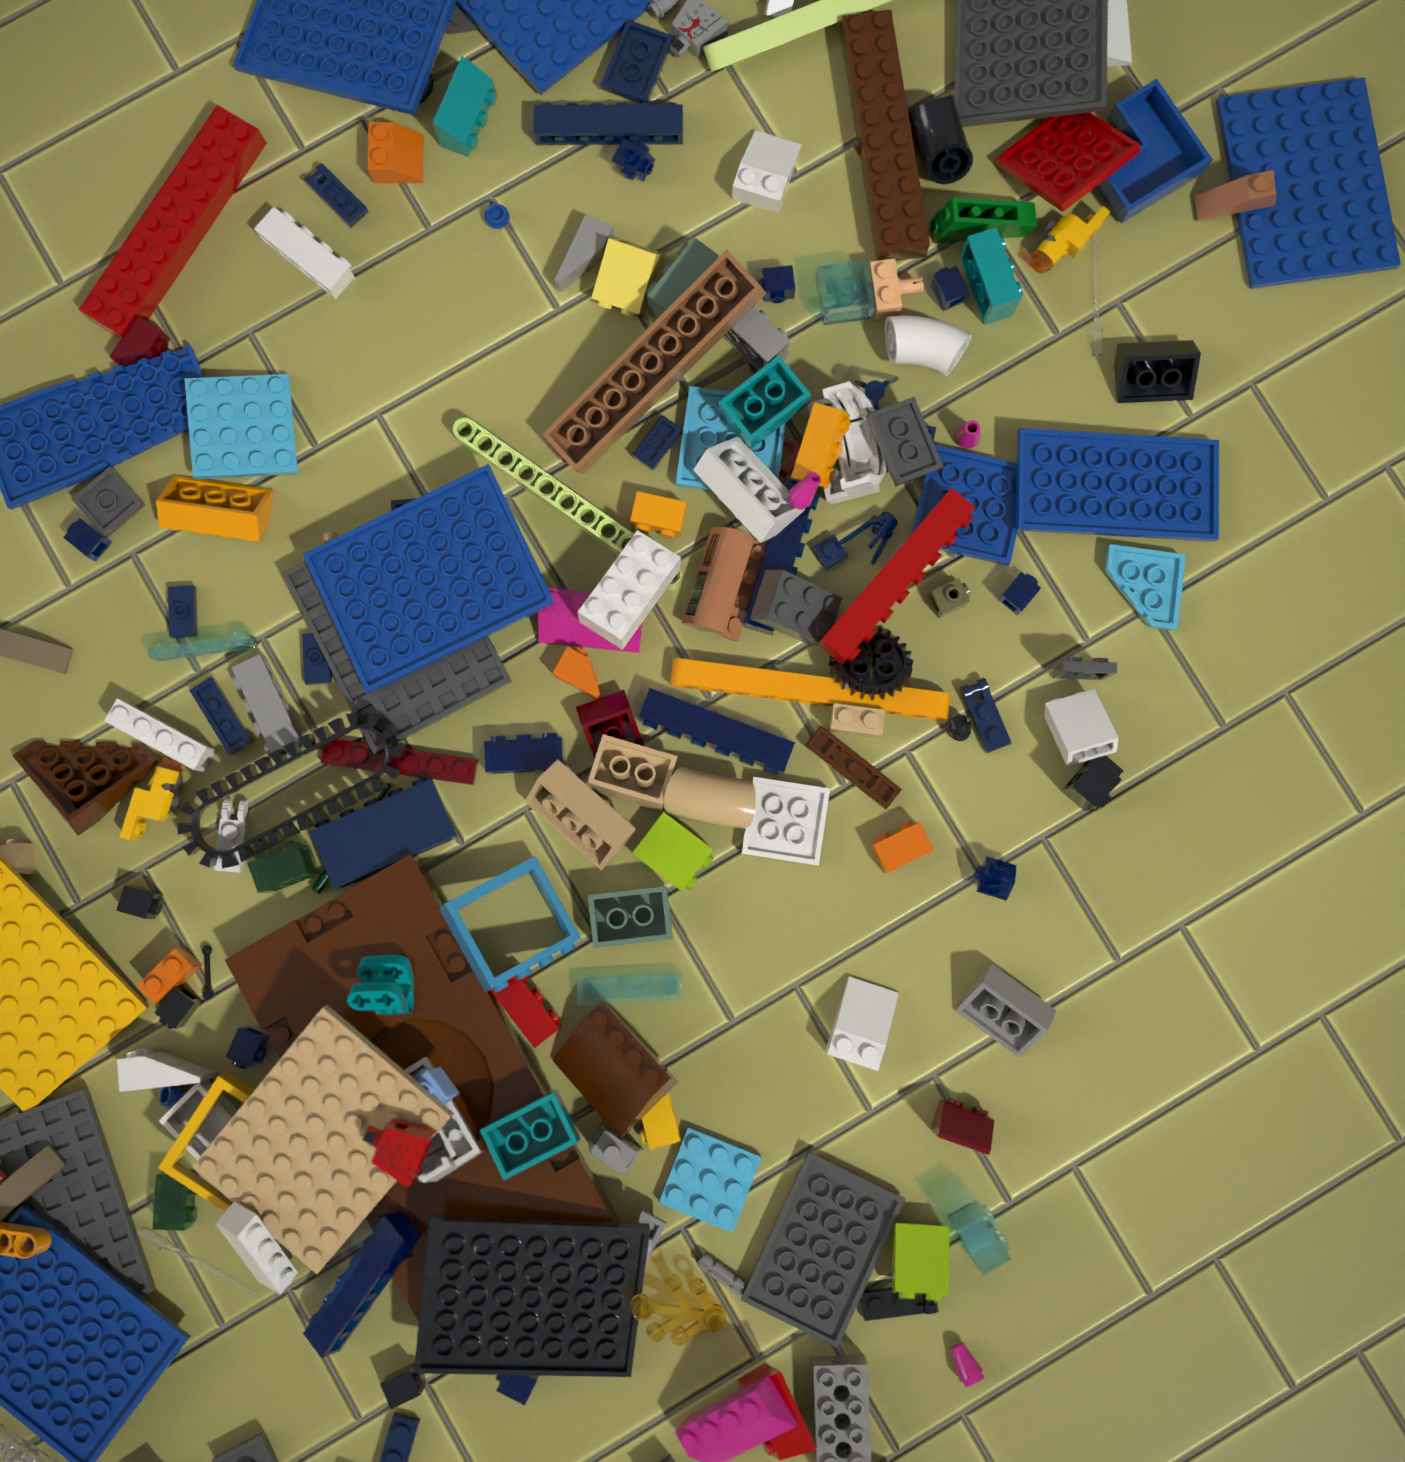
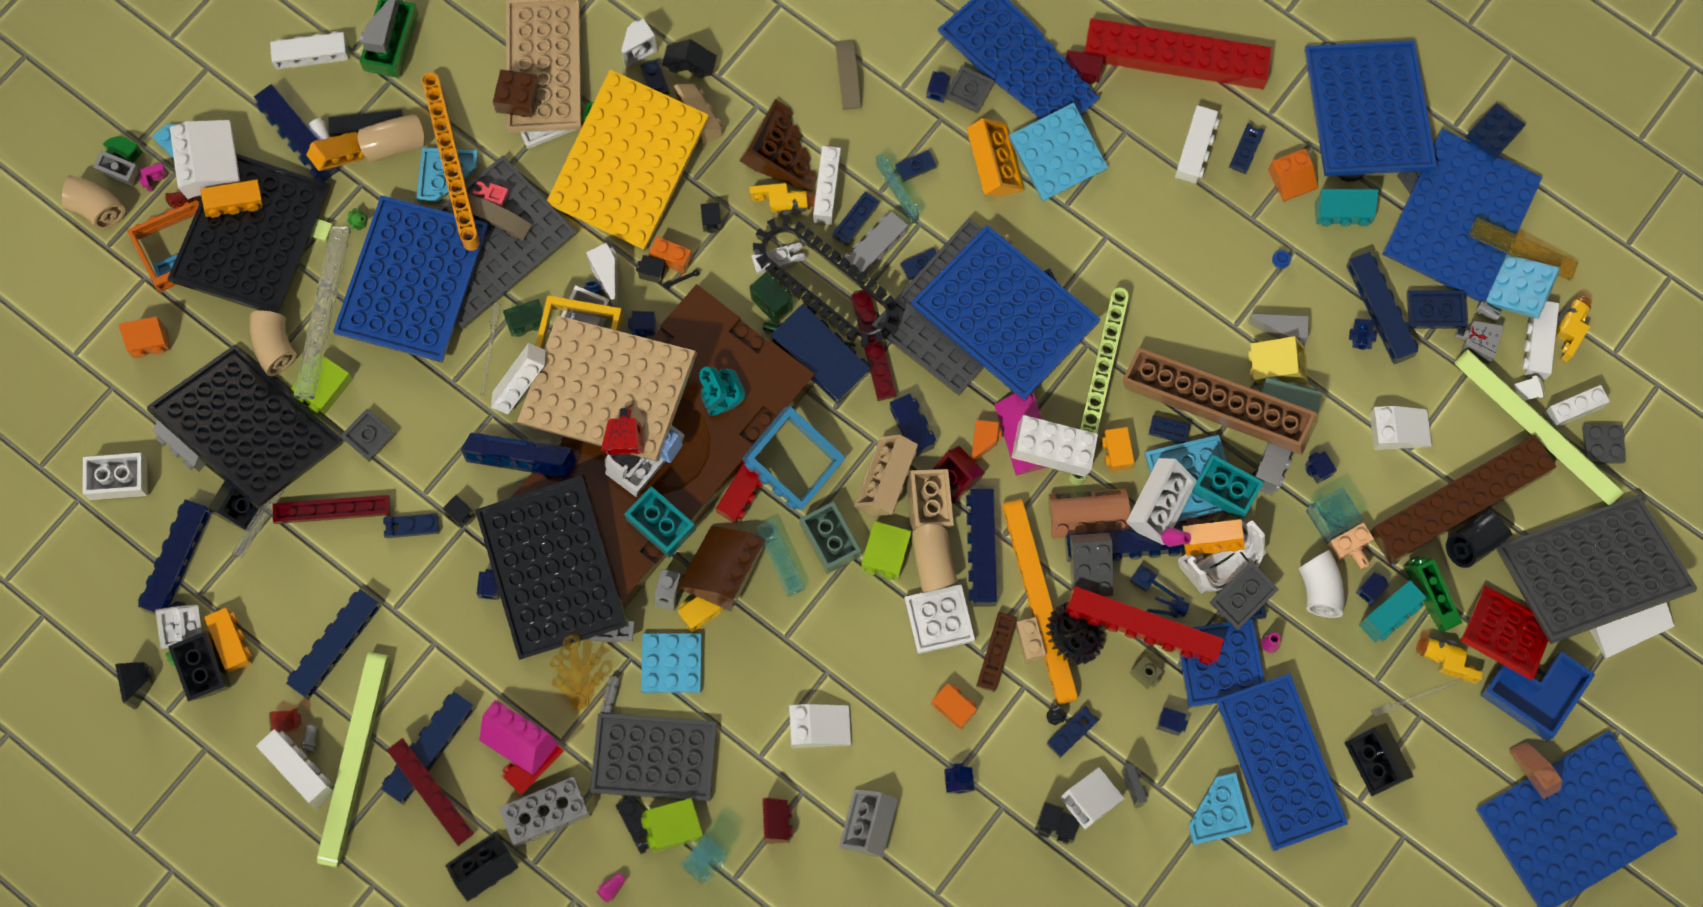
camera: 65 degrees right, 10 degrees down
(875, 389) = (1270, 560): clear blue plant -> none

